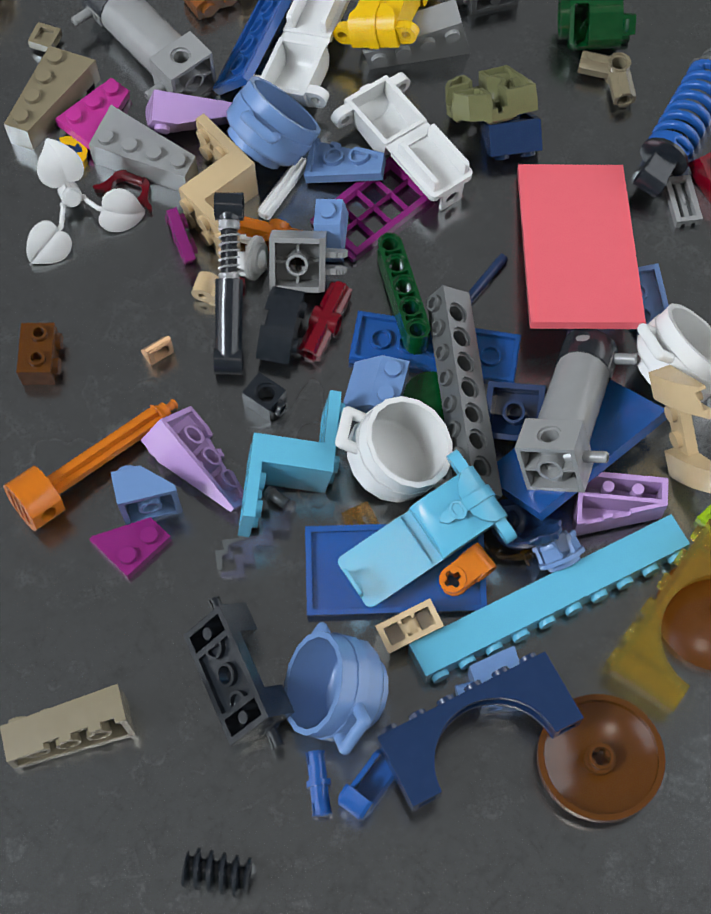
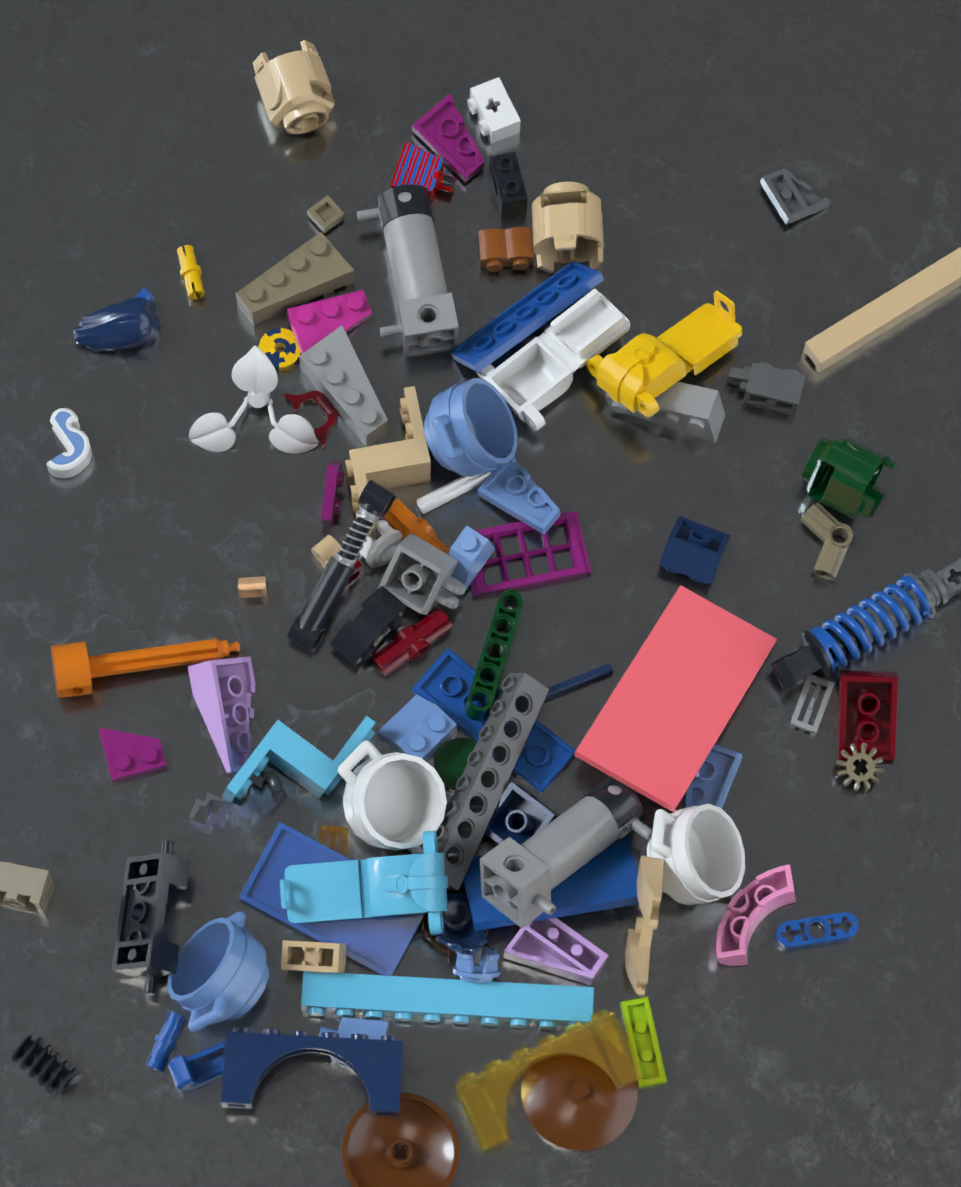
camera: 25 degrees right, 5 degrees up
(38, 353) = (148, 535): reddish brown brick -> none
(144, 494) = (160, 718): medium blue slope -> none
(178, 112) = (396, 366): lavender wedge -> none
(261, 387) = (315, 674): black brick -> none
(399, 129) = (590, 504): white piece -> none
(471, 566) = (393, 936): orange piece -> none
(498, 90) = (667, 506): olive connector -> none

